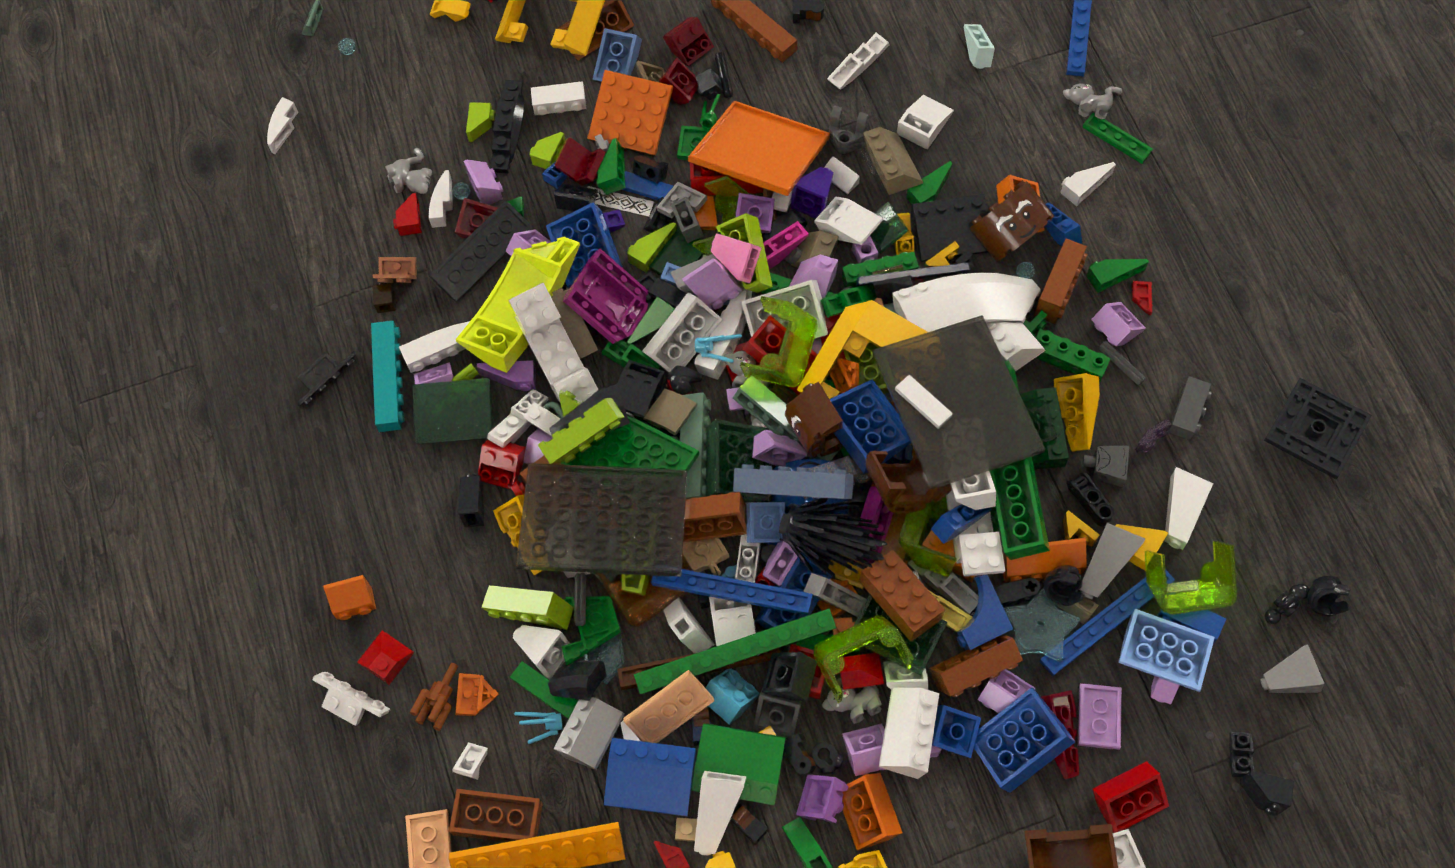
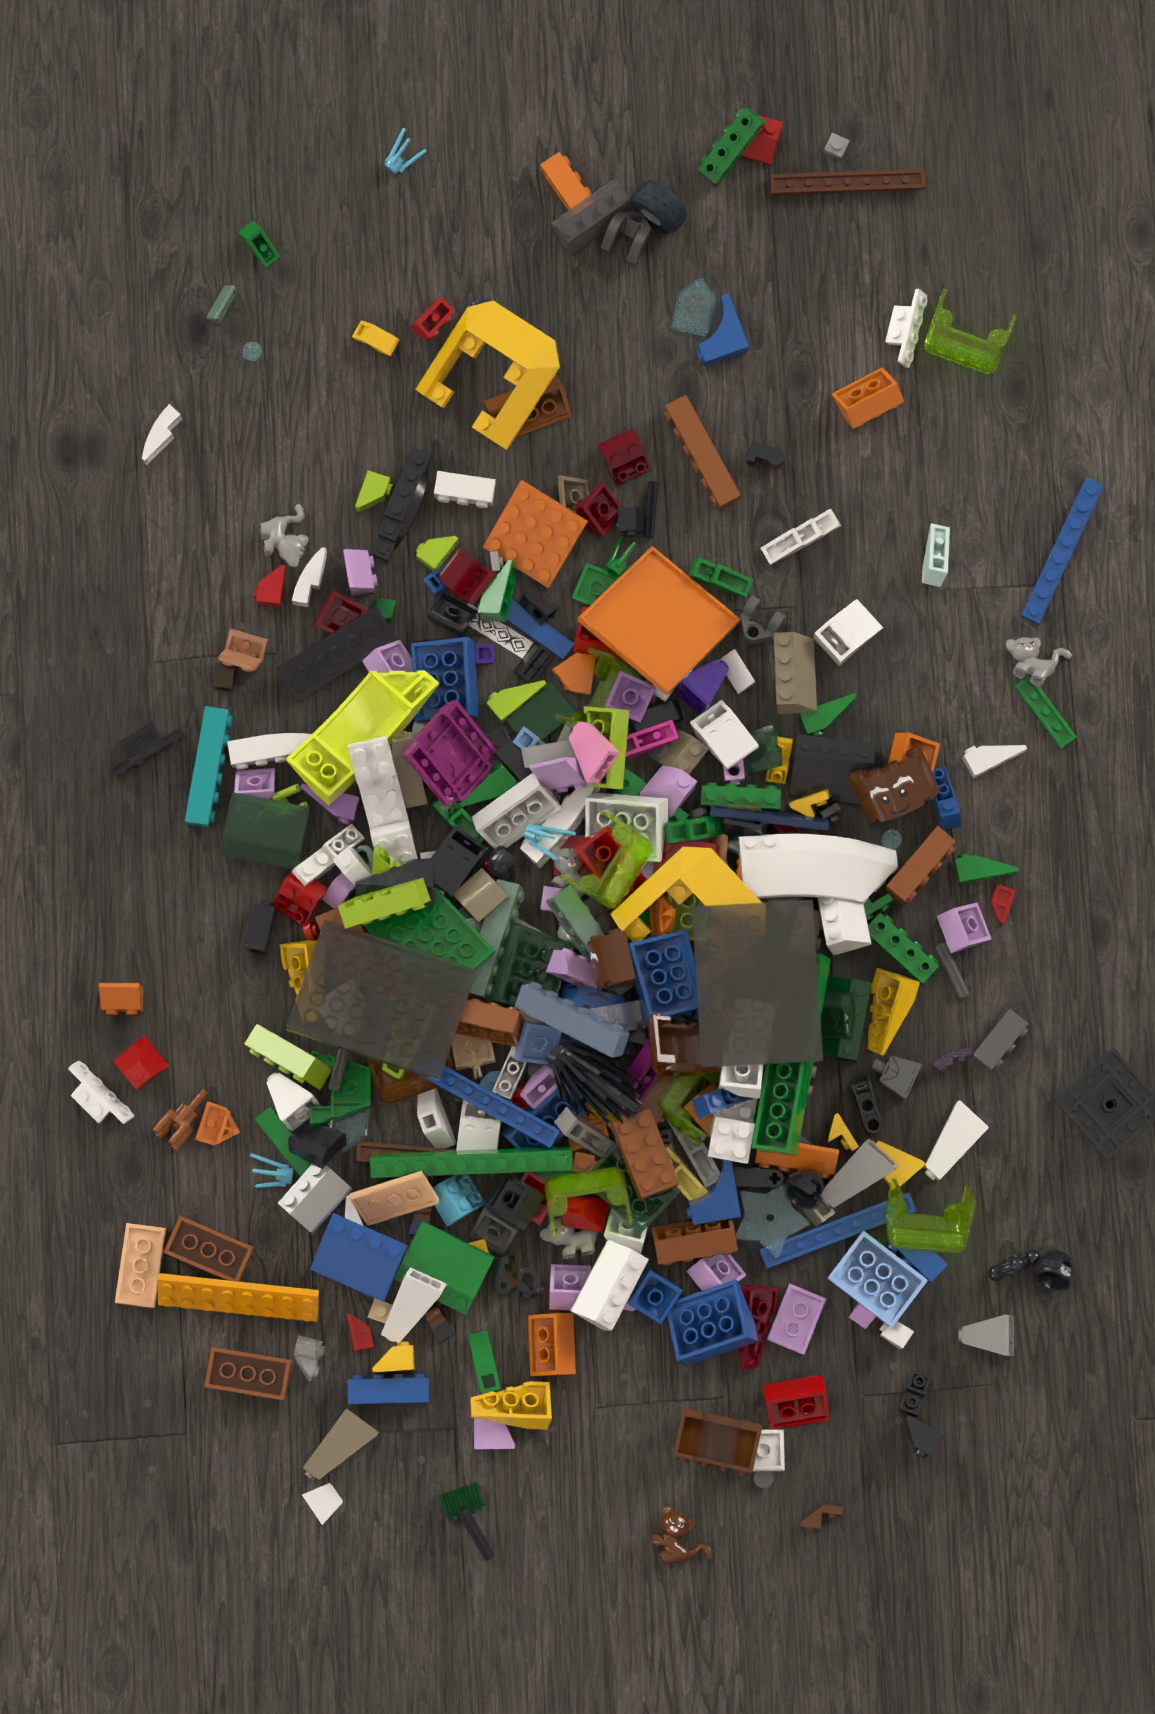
camera: 15 degrees right, 15 degrees up
(461, 186) = (334, 565): clear light blue plate -> none
(470, 761) = (198, 1190): white slope -> none
(617, 53) = (541, 455): medium blue slope -> none
(678, 192) = (559, 651): light grey plate -> none
(686, 219) = (558, 683): dark grey slope -> none
(800, 107) = (720, 577): none -> green slope
(821, 798) = (511, 1322): medium lavender brick -> none
(923, 401) = (722, 977): white tile -> none
(1205, 701) = (897, 1335): none -> white slope

